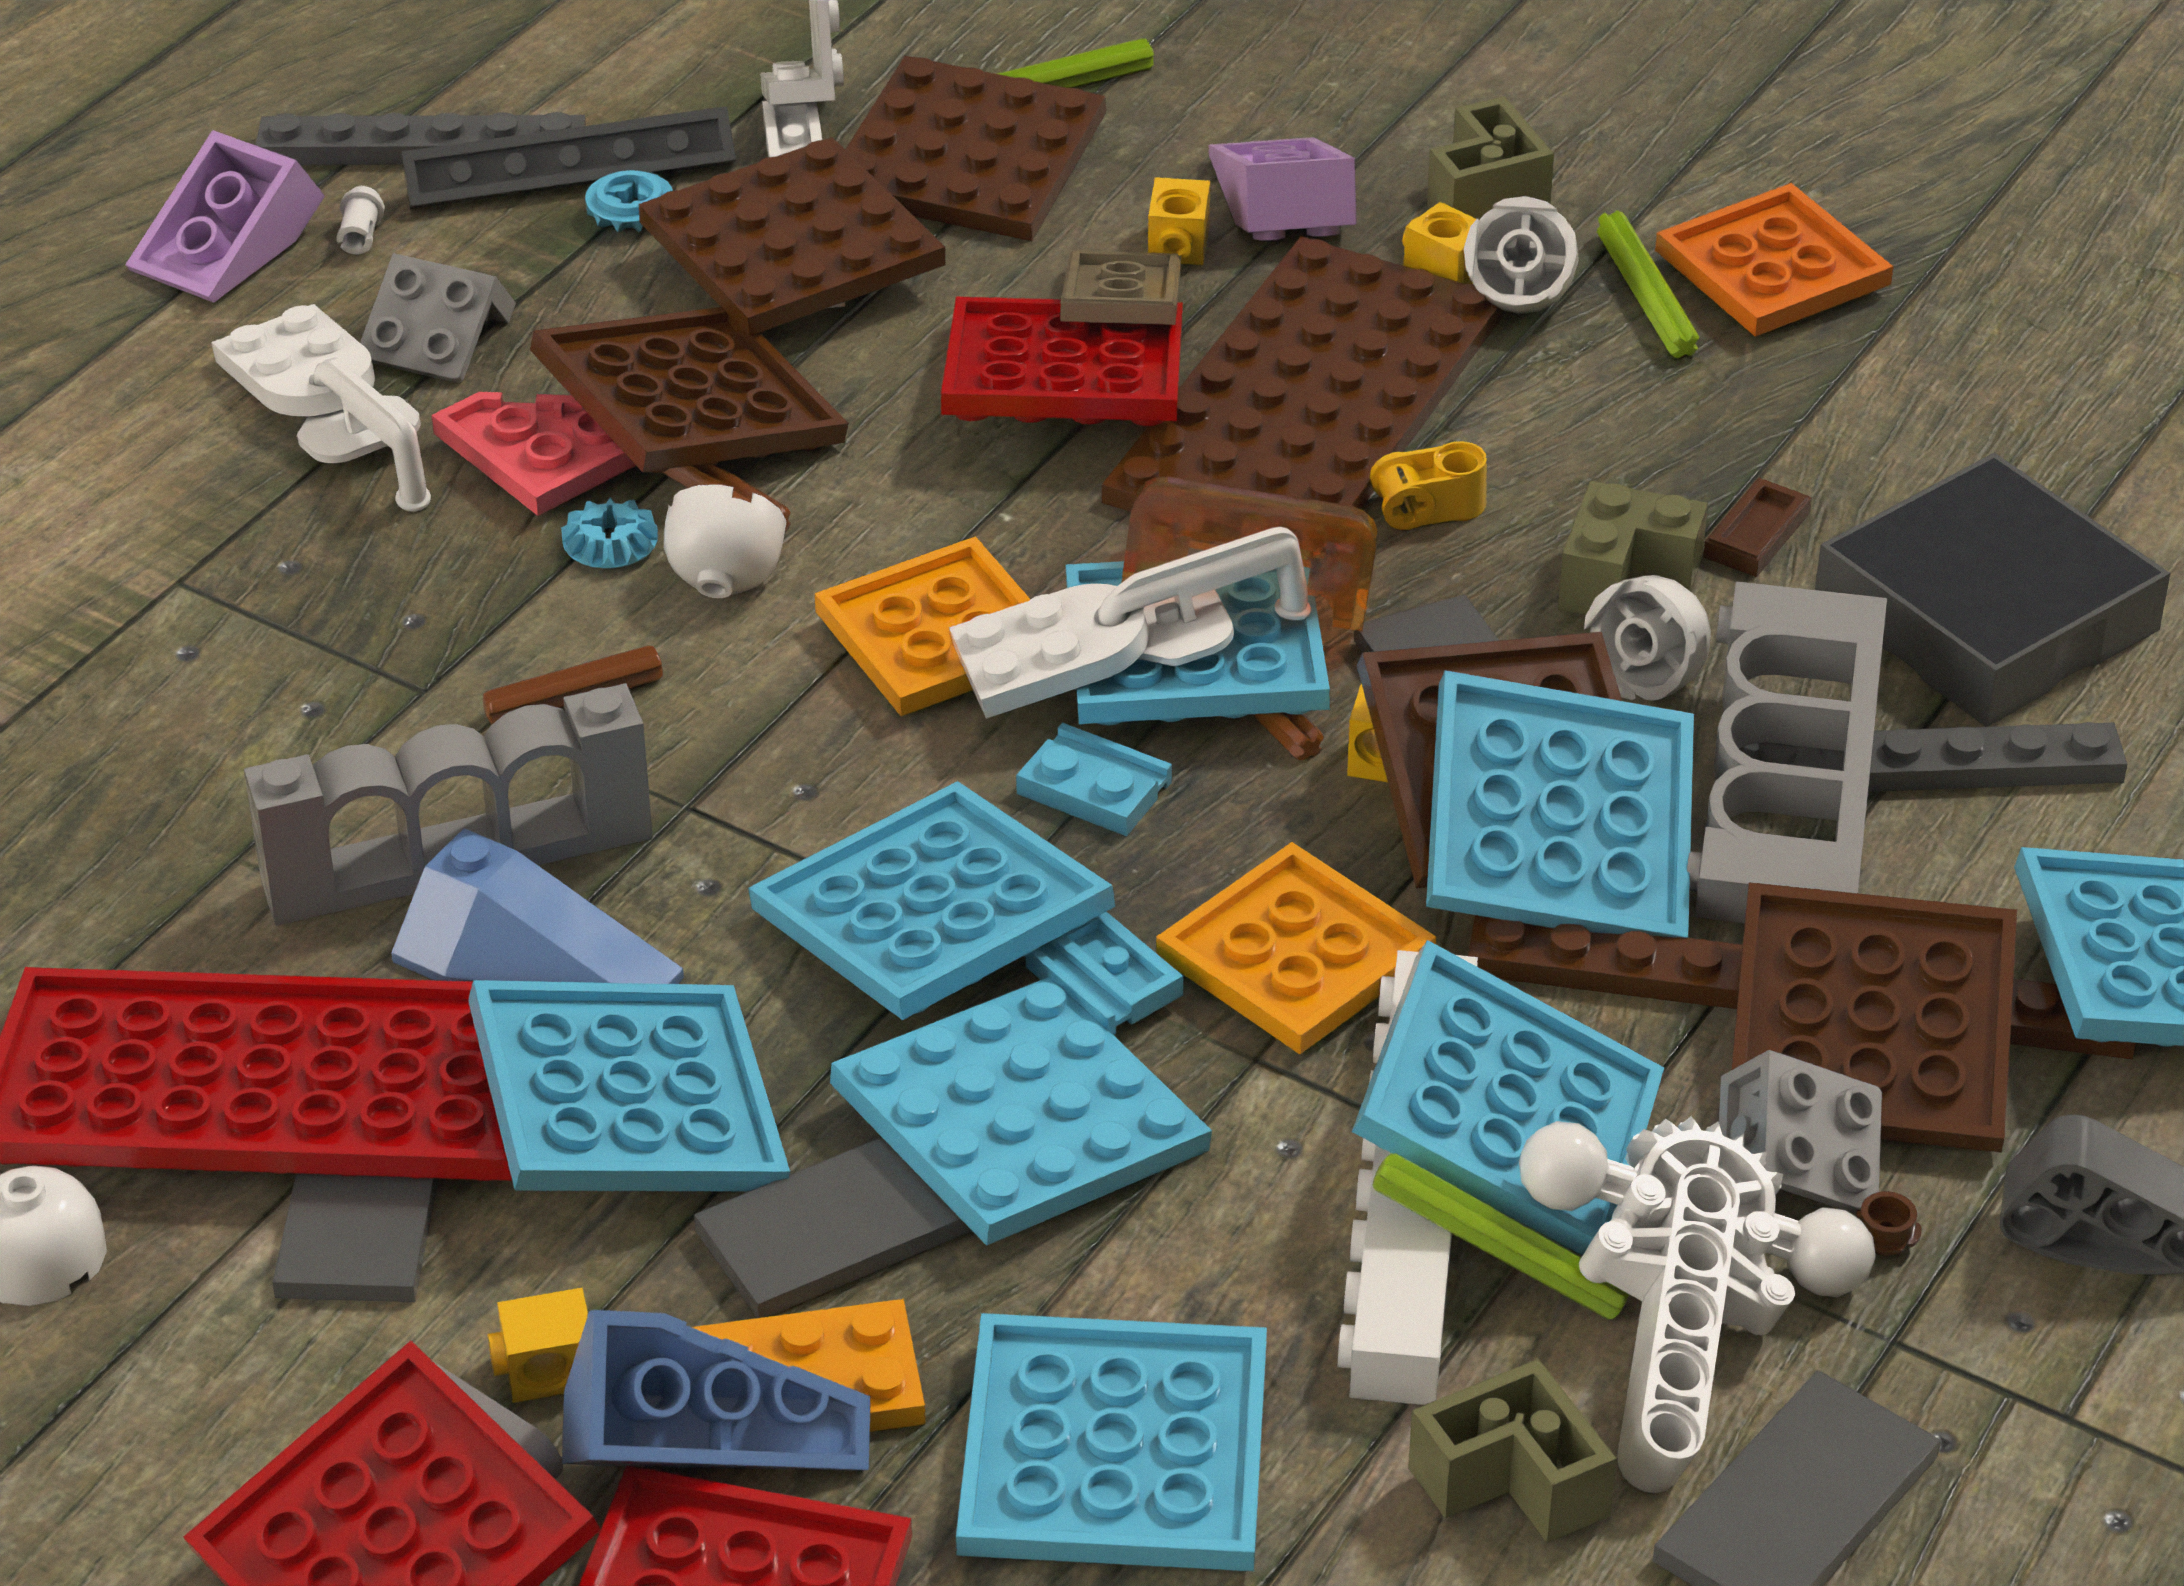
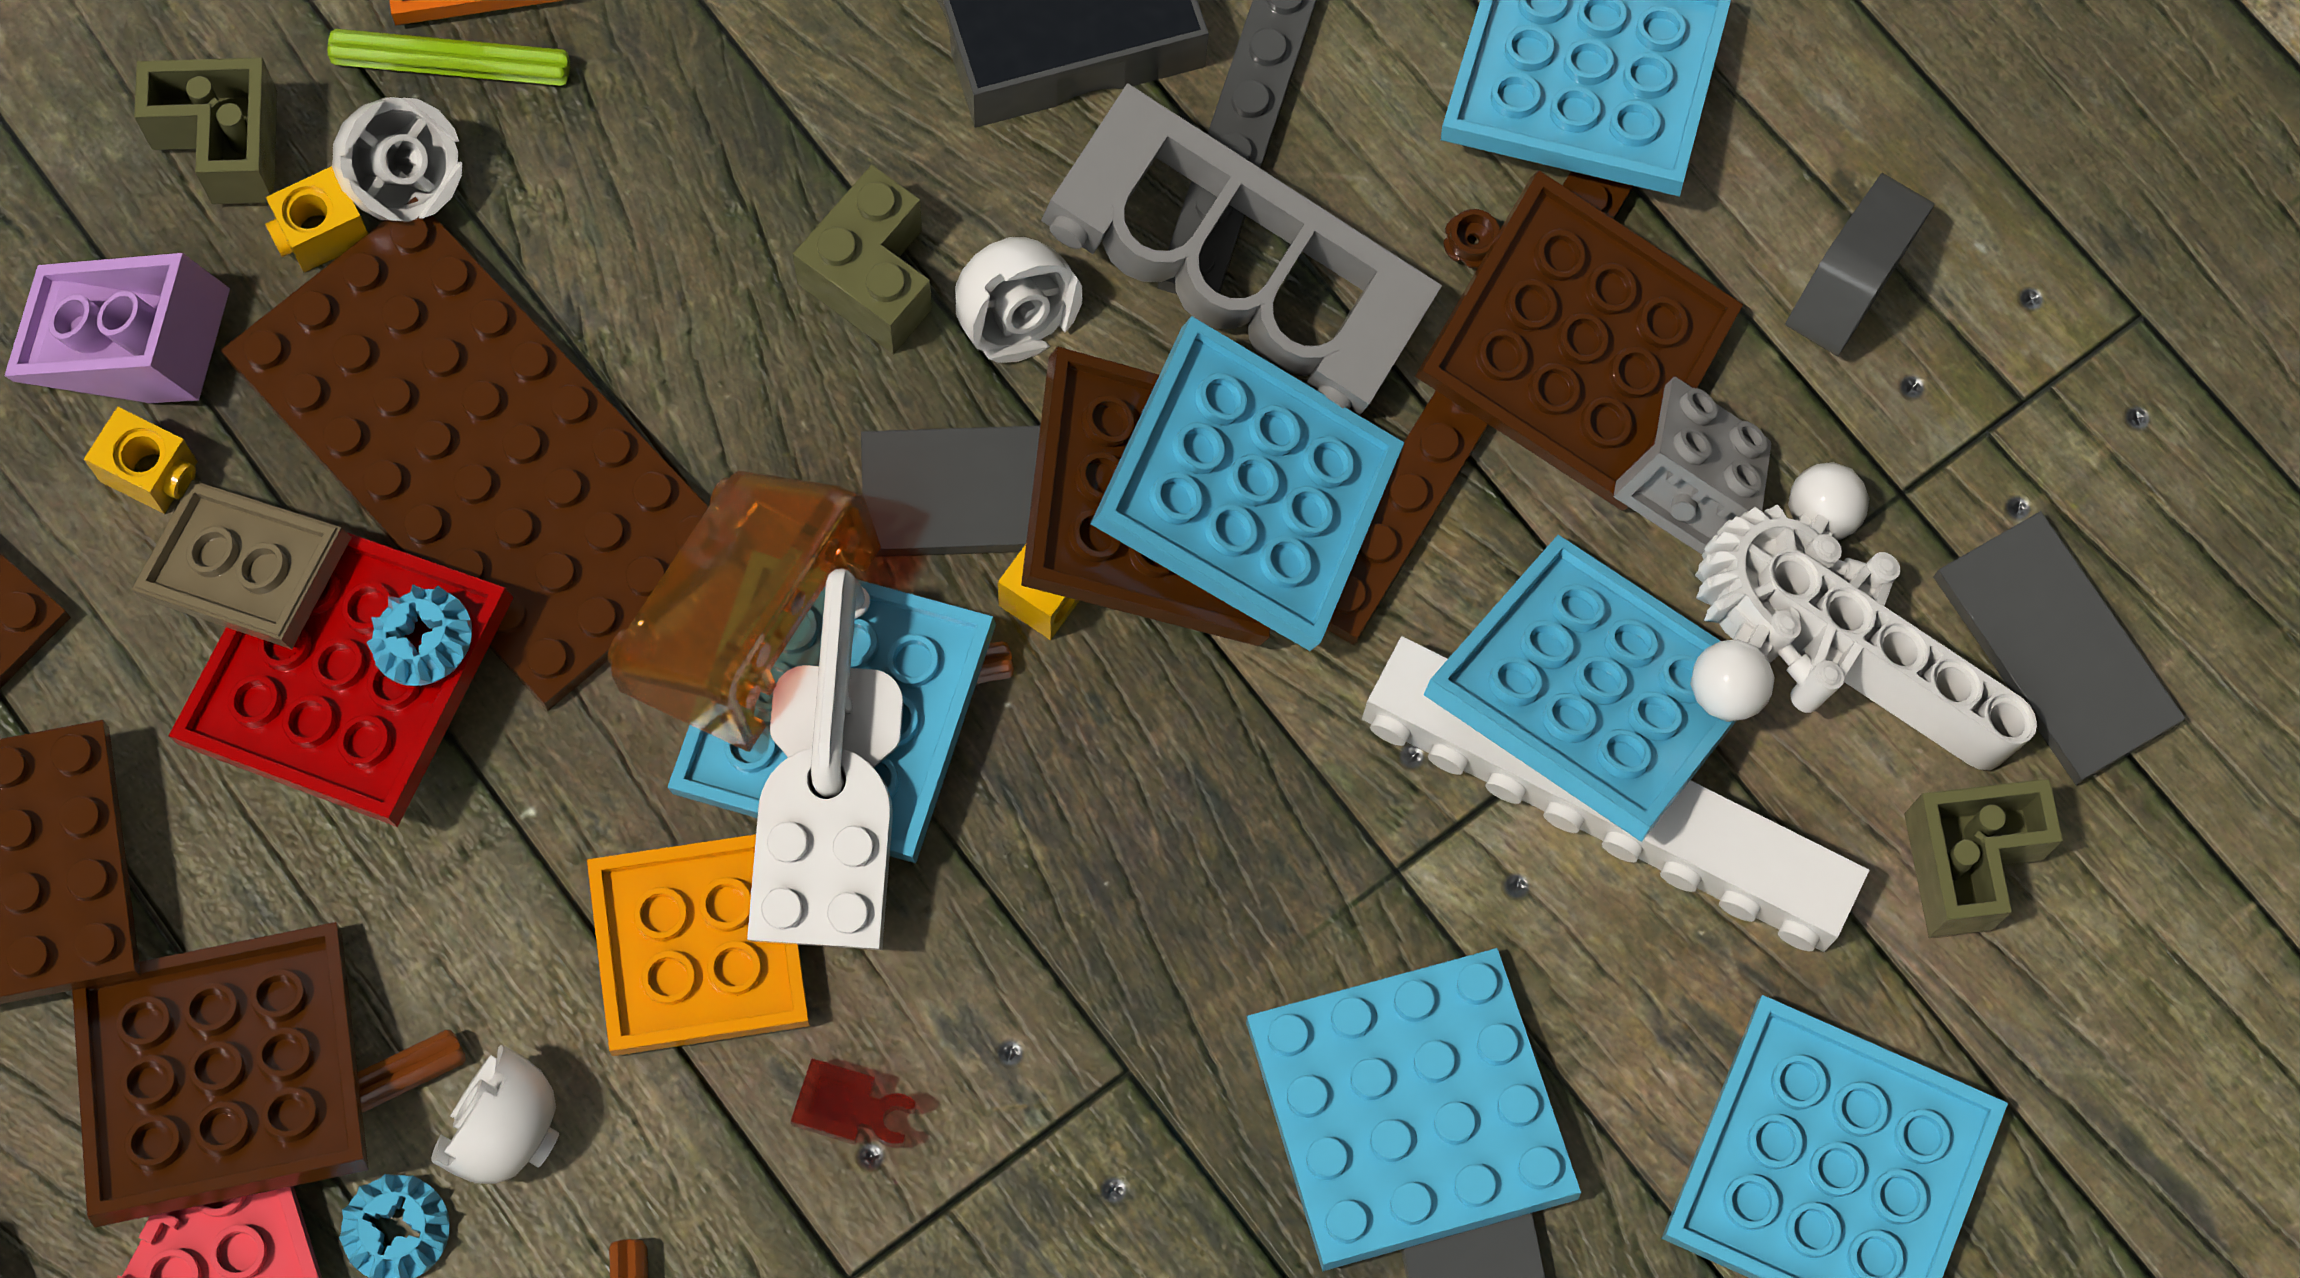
camera: 75 degrees left, 30 degrees up
(838, 749) = (841, 1102): none -> clear red plate
(931, 899) = (1117, 1094): medium azure plate -> none
(1094, 779) = (975, 875): medium azure plate -> none
(1106, 364) = (440, 648): none -> medium azure gear
(1108, 972) = (1259, 965): medium azure plate -> none
(1292, 946) = (1289, 782): light orange plate -> none
(1436, 484) = (685, 404): yellow piece -> none
(1495, 1234) = (1739, 770): lime axle -> none
(1757, 527) = (859, 125): reddish brown tile -> none
(1890, 1221) = (1804, 430): reddish brown plate -> none

